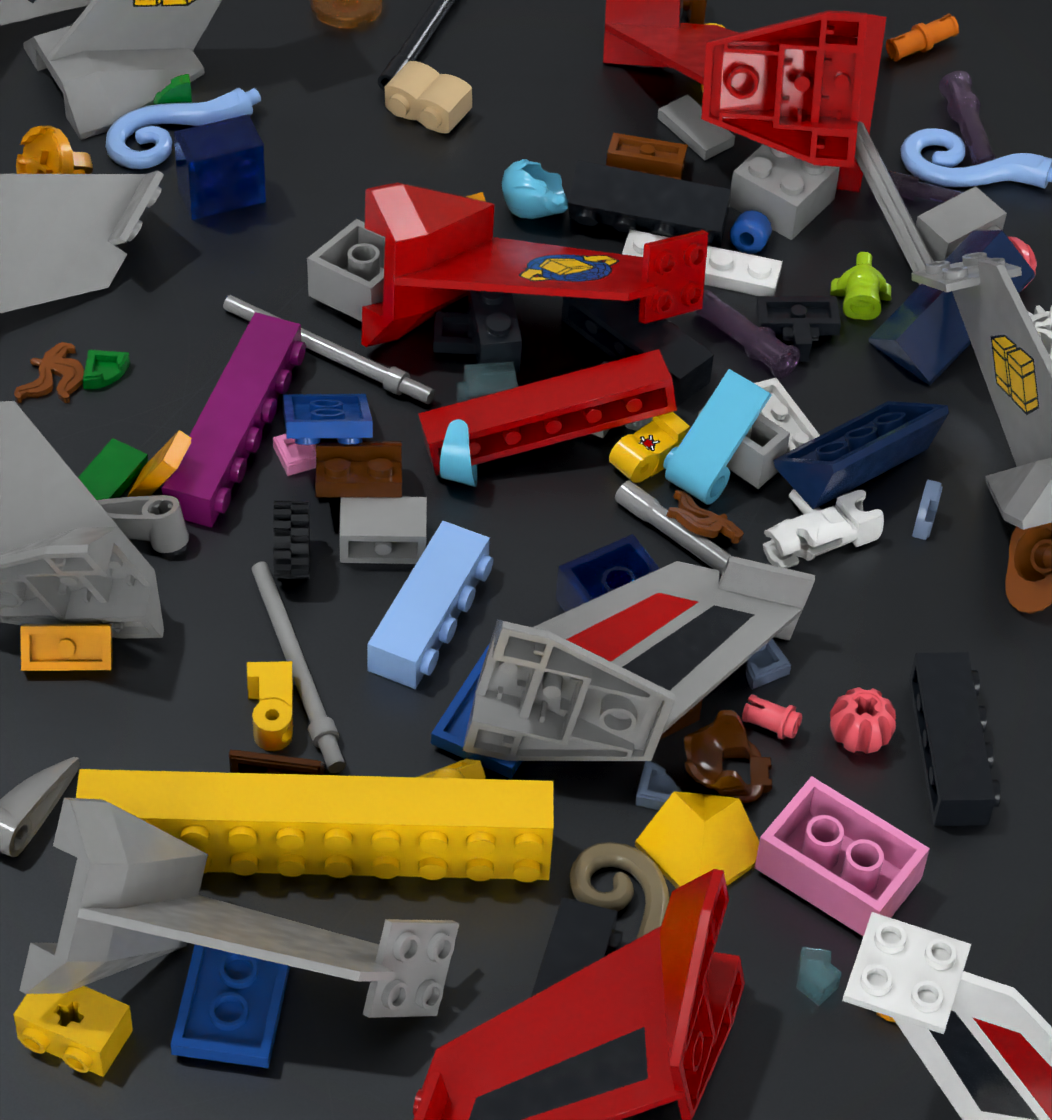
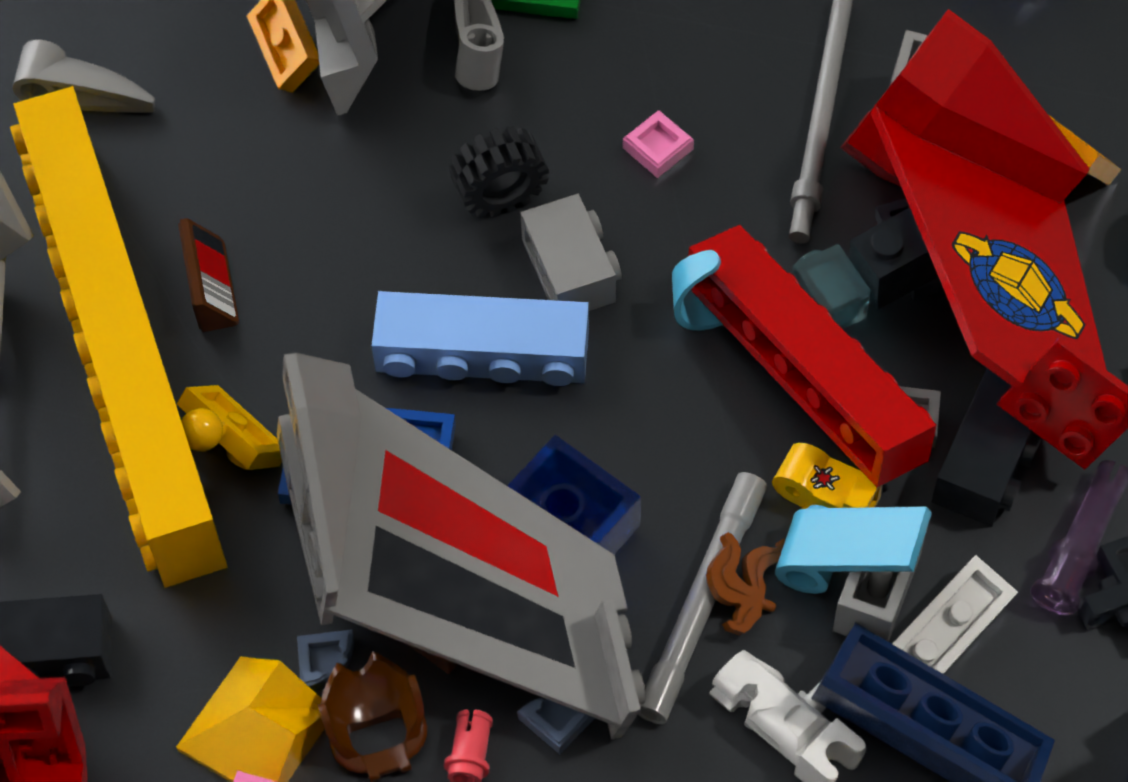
camera: 75 degrees right, 10 degrees up
(161, 466) = (541, 18): light orange tile -> none
(235, 417) = (664, 62): magenta brick -> none
(274, 713) = (284, 243): yellow leg -> none
(321, 728) = (274, 301): light grey bar -> none
(327, 416) = (686, 138): blue plate -> none
(359, 469) = (629, 200): reddish brown brick -> none
(634, 862) = (131, 709): dark tan plant -> none

